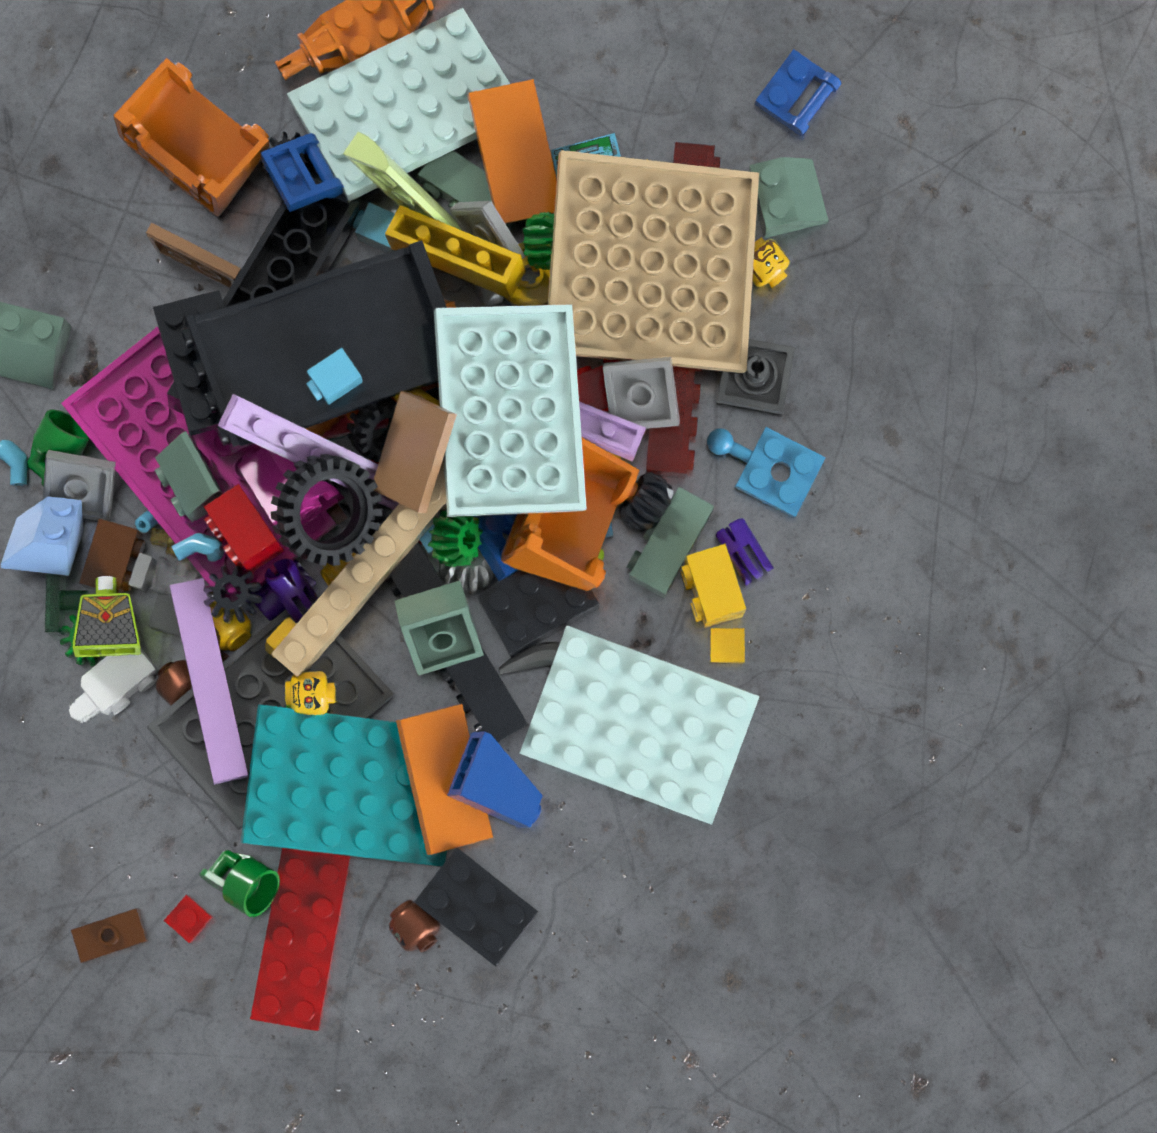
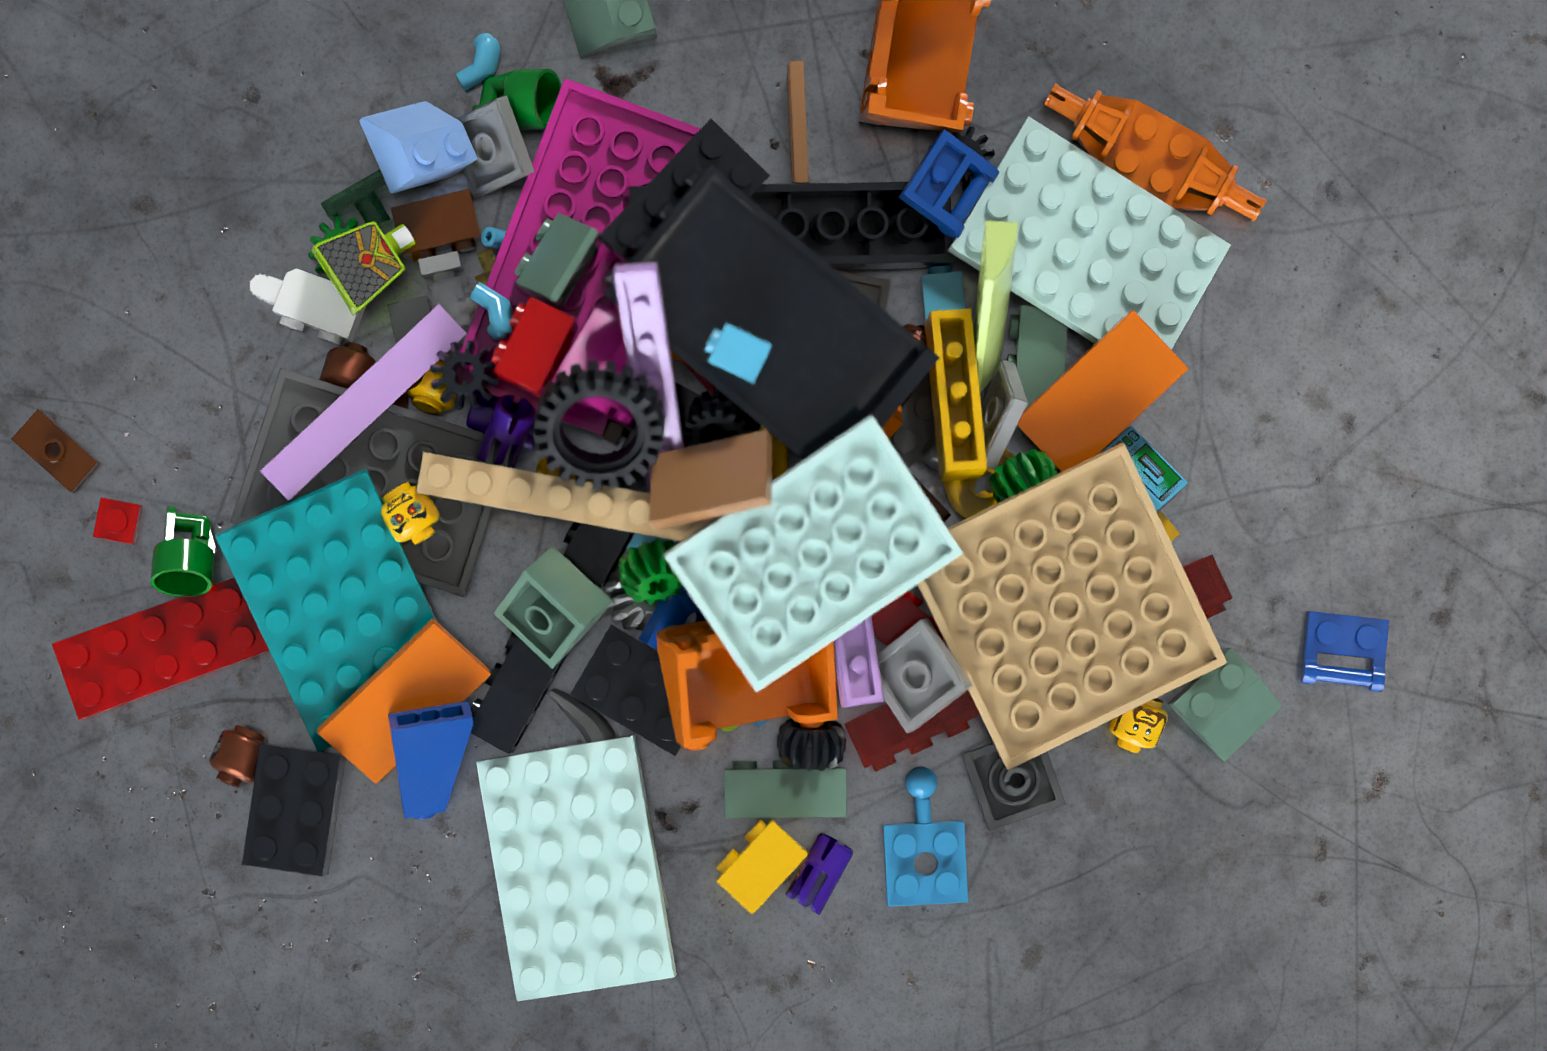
camera: 55 degrees right, 5 degrees up
(278, 635) = (452, 448): yellow tile -> none
(727, 645) = (712, 911): yellow tile -> none

